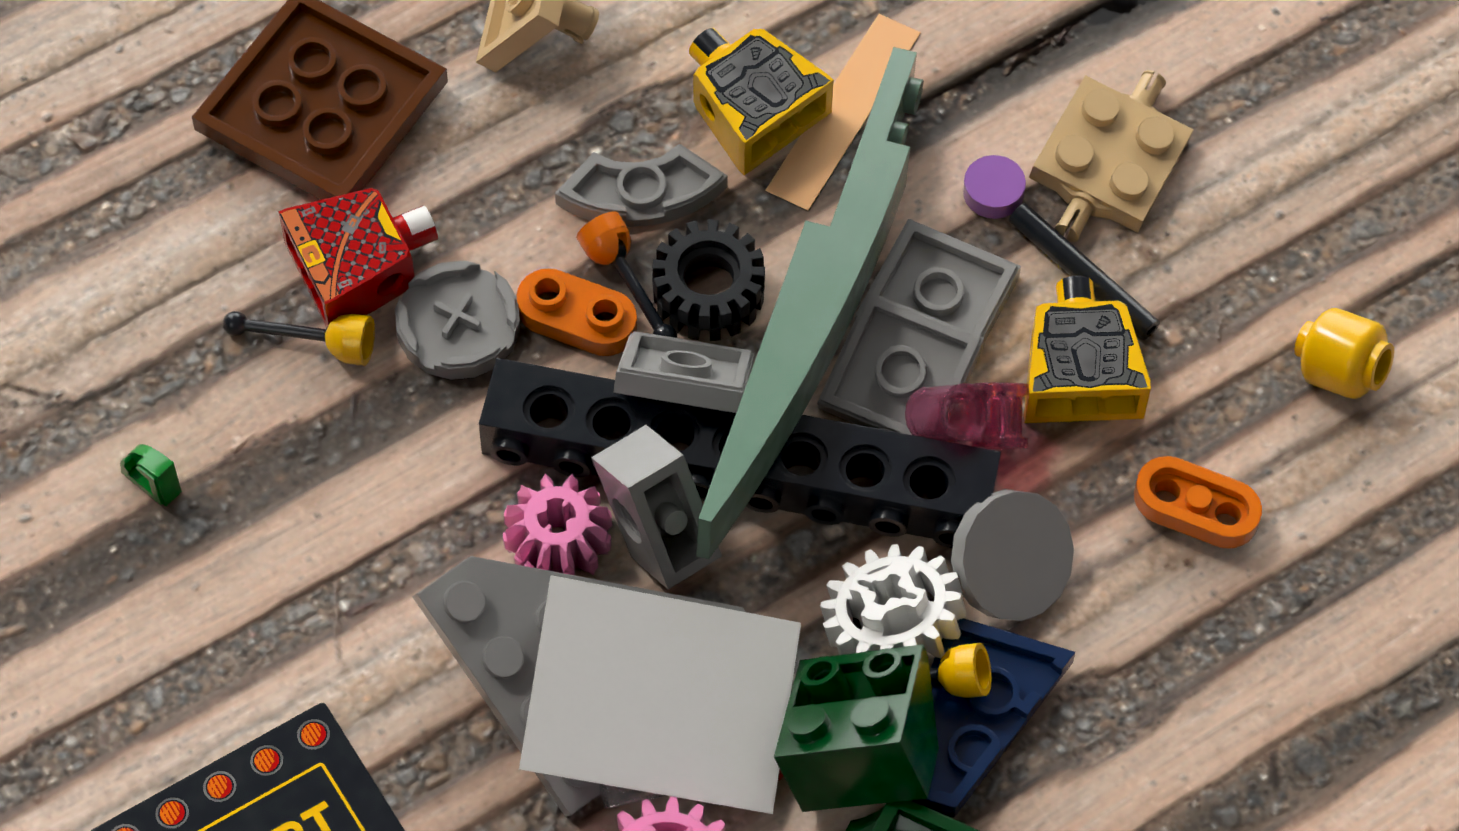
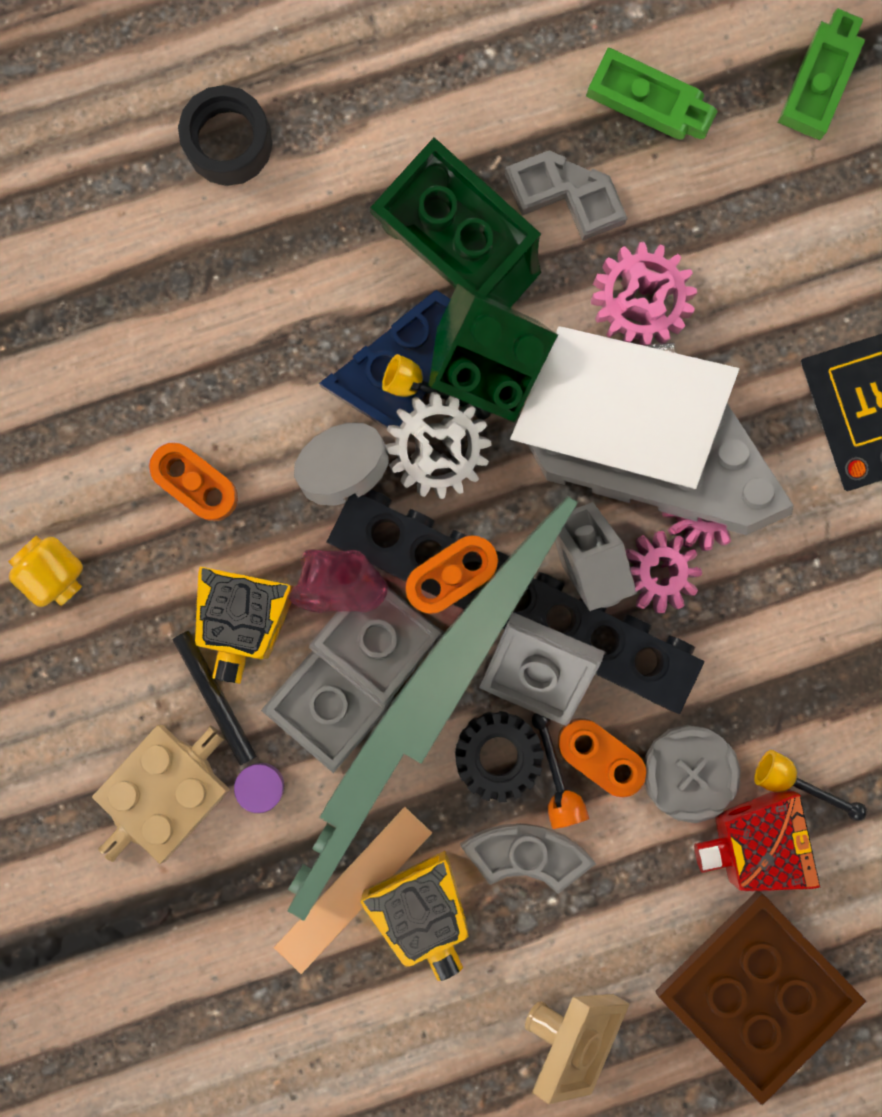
camera: 165 degrees left, 25 degrees up
(826, 439) = (451, 574): none -> orange plate

